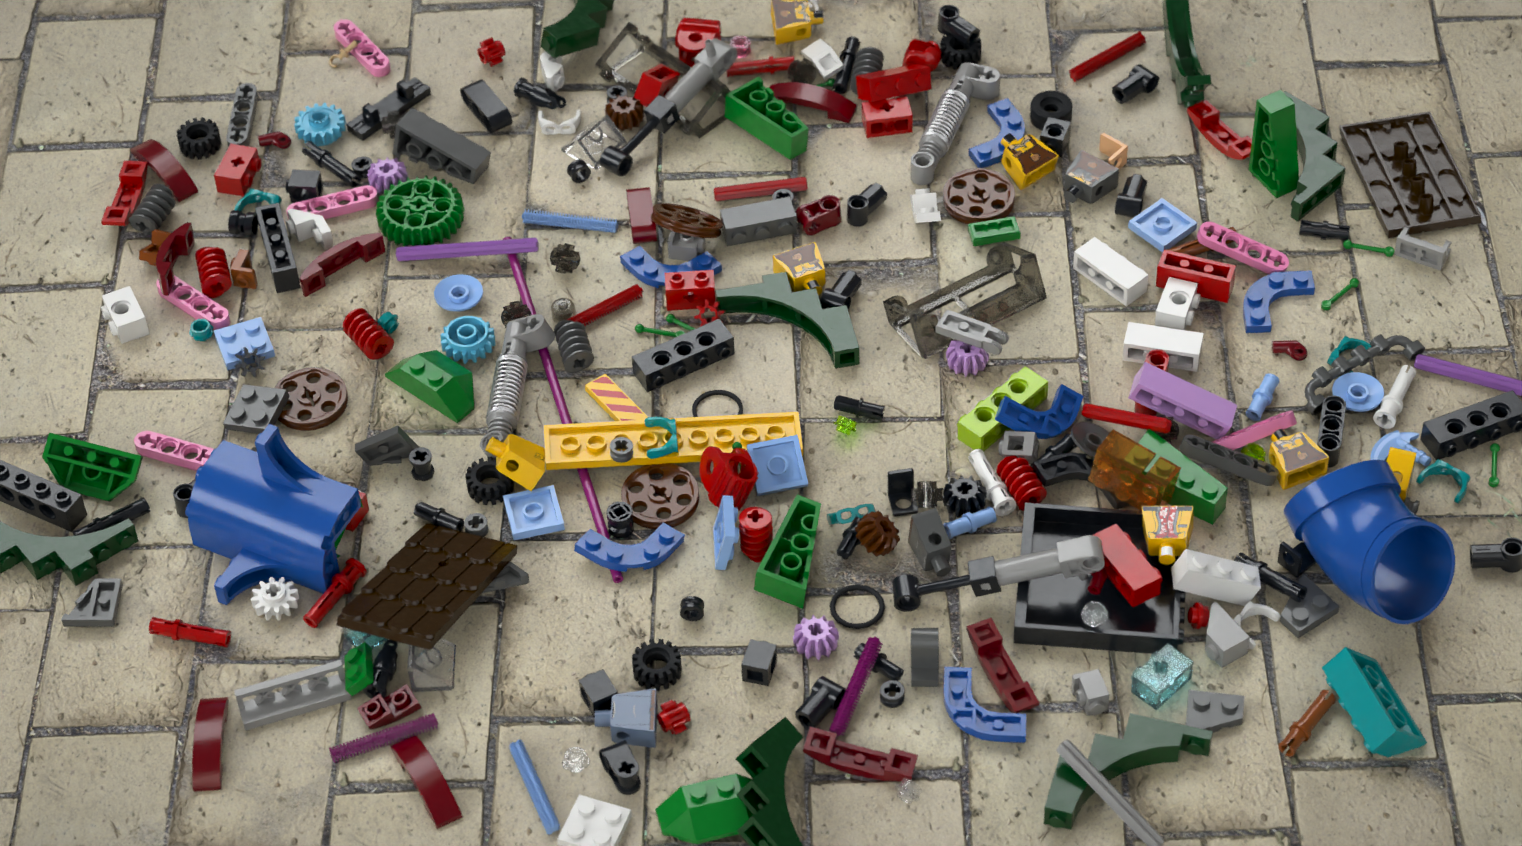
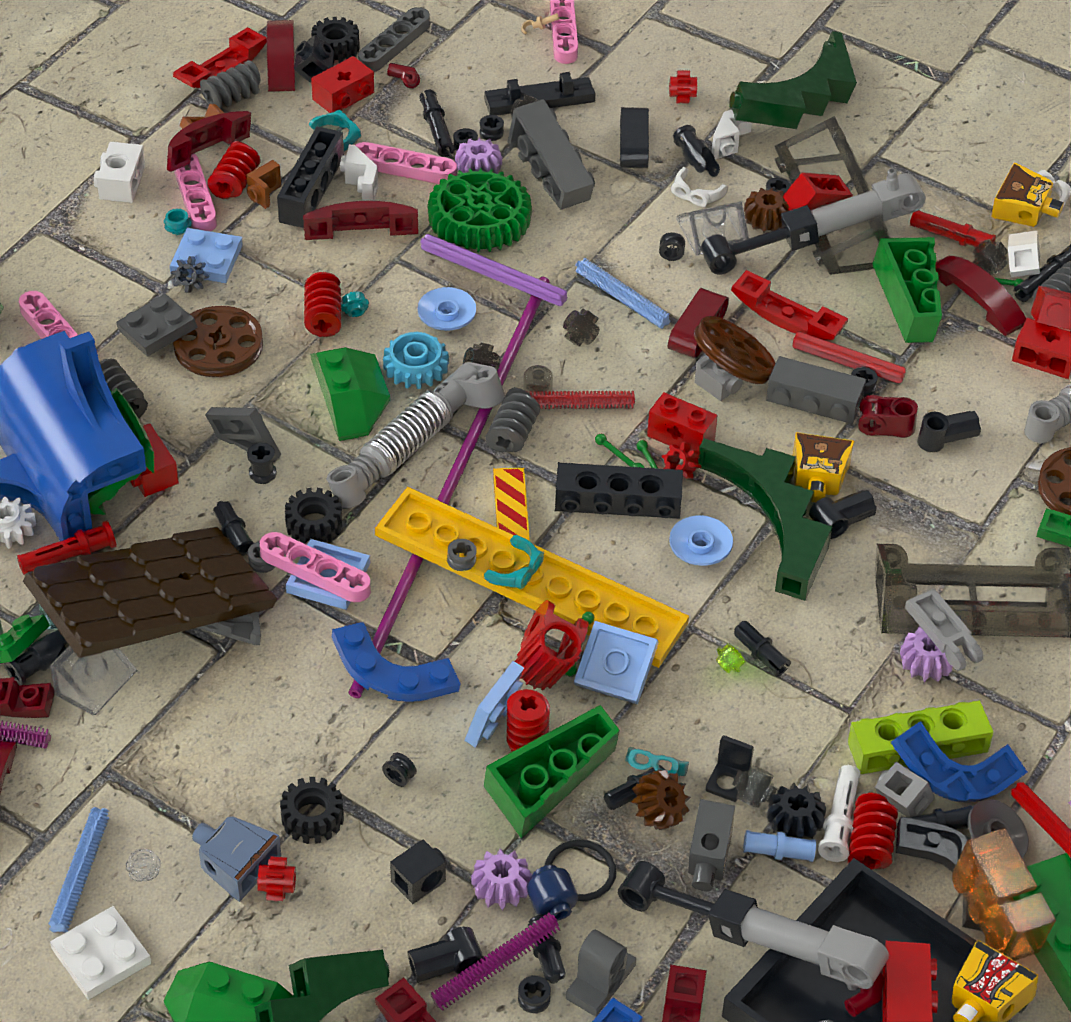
camera: 30 degrees right, 0 degrees up
(199, 160) = (313, 57): none -> black brick
(242, 222) = (298, 134): black wheel -> none
(304, 185) = (392, 130): black brick -> none
(320, 124) = (458, 80): medium azure gear -> none
(369, 148) = (491, 127): none -> black bush
(518, 459) = (349, 508): yellow torso -> none
(525, 513) = (318, 562): none -> bright pink beam
(597, 691) = (224, 800): brick -> none
(620, 519) = (406, 630): black wheel -> none
(621, 767) = (180, 902): black piece -> none
(653, 272) = (660, 378): blue plate -> none
(663, 486) = (485, 624): reddish brown wedge -> none
(692, 35) = (909, 160): red piece -> none
(695, 179) = (785, 313): none -> red slope
(717, 392) = (615, 546): black piece -> none
(742, 41) = (949, 200): clear pink bush -> none
(765, 359) = (701, 540): none -> light blue dish
(855, 626) = (552, 892): none -> dark blue head
(924, 206) = (1013, 465): white slope -> none

